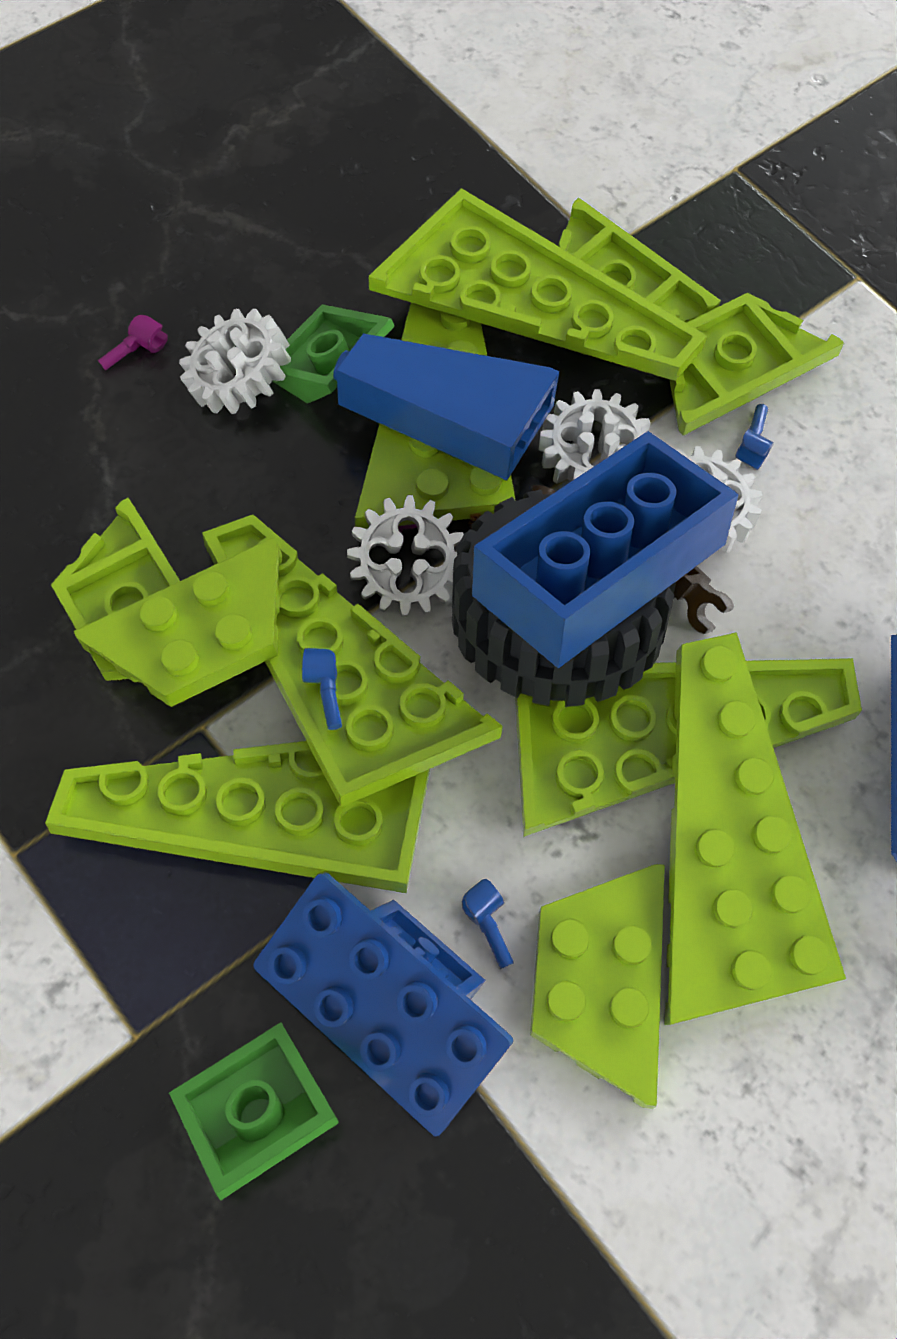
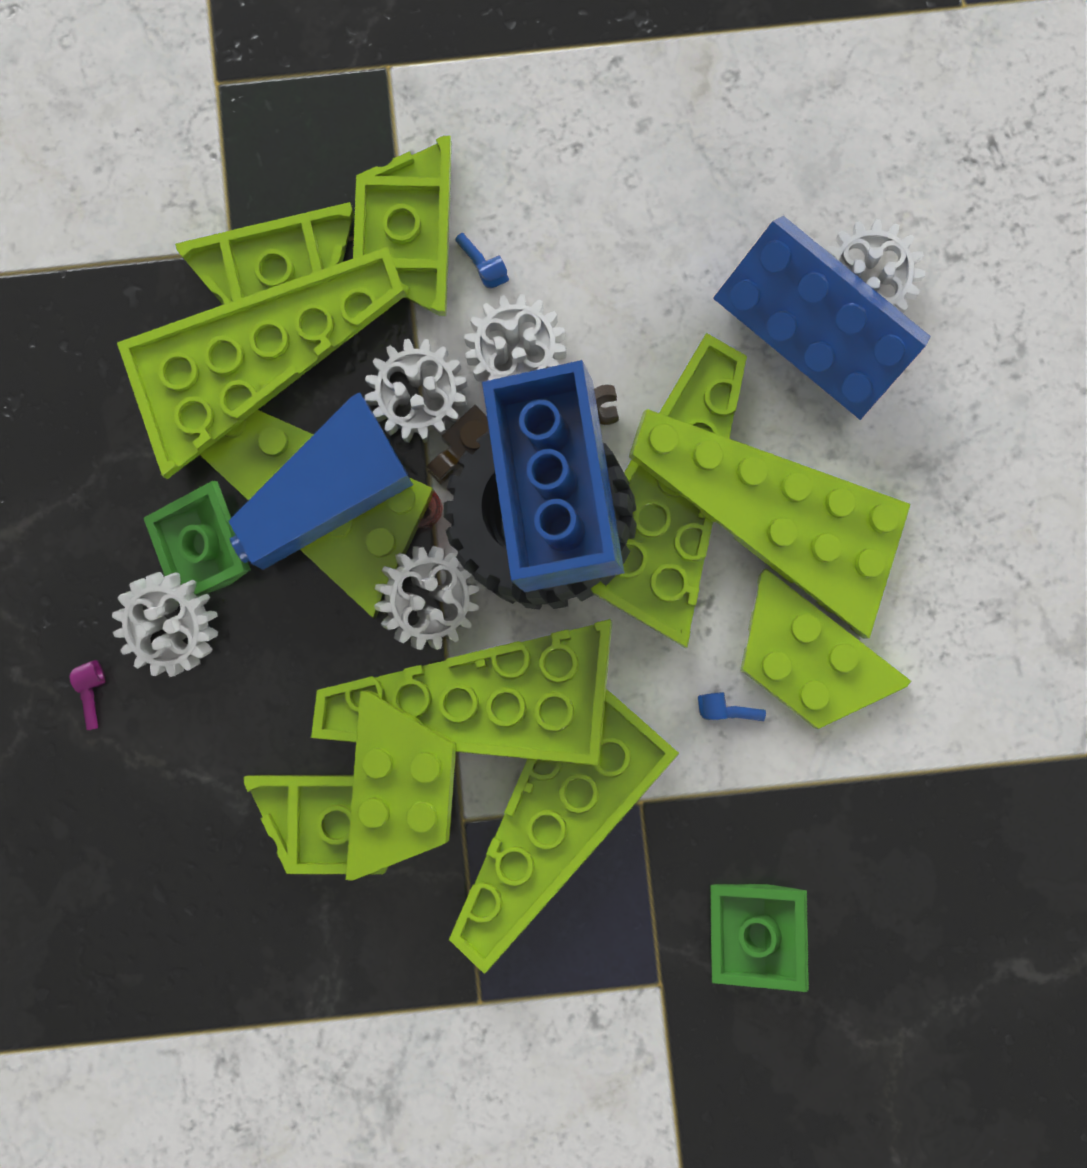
camera: 50 degrees left, 20 degrees up
(320, 667) = (492, 720): blue hand -> none
(386, 998) = (740, 807): blue bracket -> none

